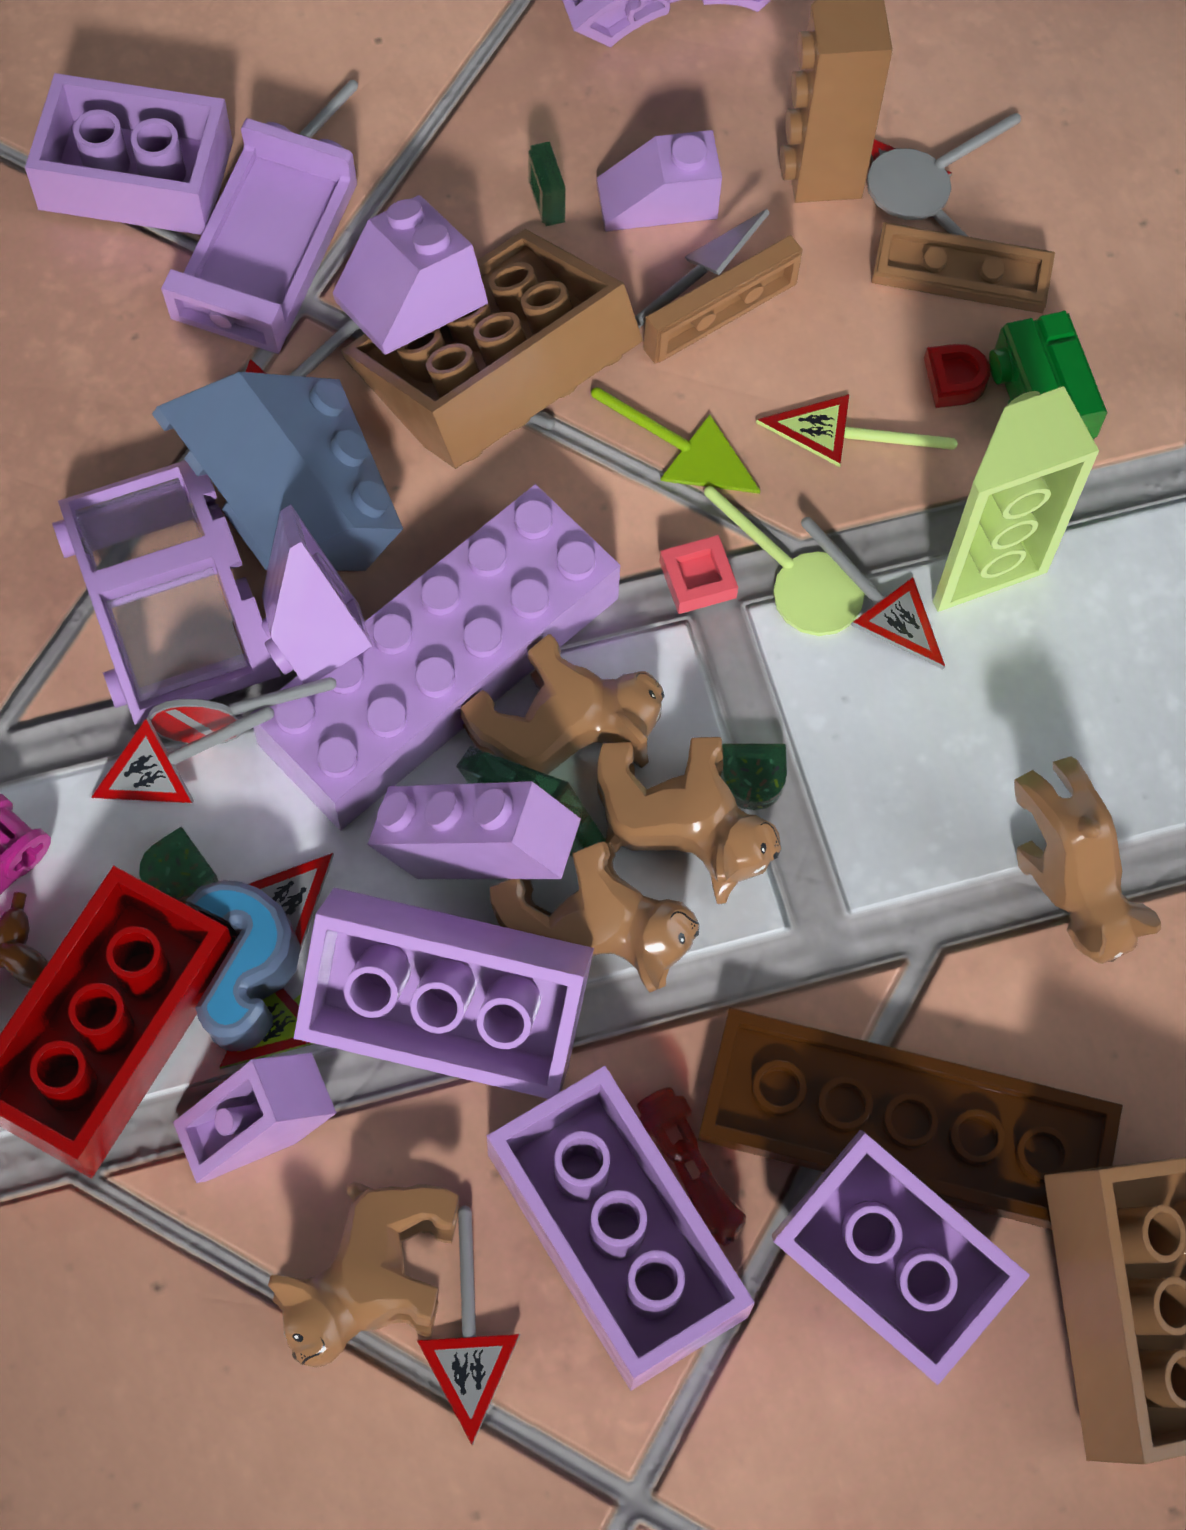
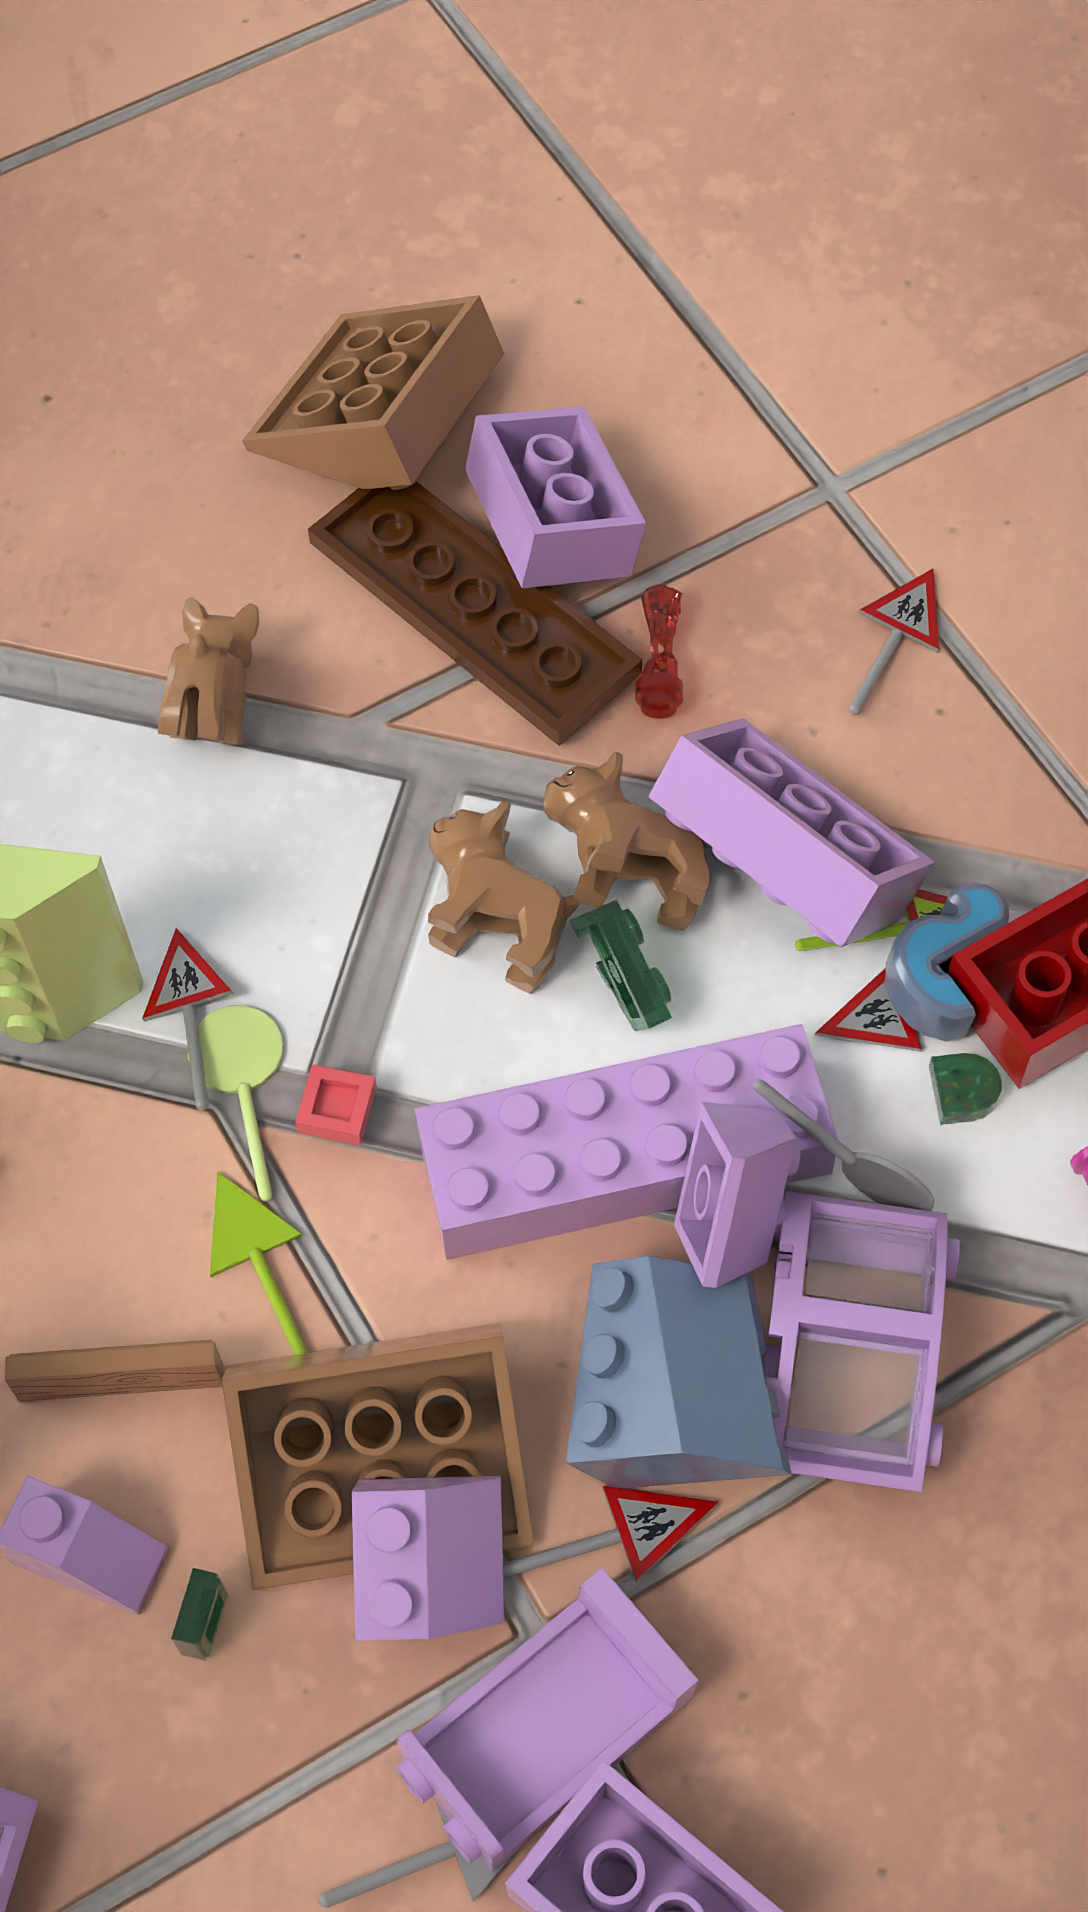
camera: 145 degrees left, 5 degrees down
(149, 772) = (947, 1172): piece -> none
(254, 1114) = (991, 839): lavender slope -> none
(368, 1277) = (957, 686): medium nougat animal -> none
(475, 831) = (696, 928): lavender brick -> none
(567, 713) = (539, 1026): medium nougat animal -> none
(619, 1227) = (749, 617): lavender brick -> none
(710, 257) = (83, 1419): light grey piece -> none
(755, 773) = (403, 917): clear green tile -> none
(823, 429) = (116, 1202): piece -> none

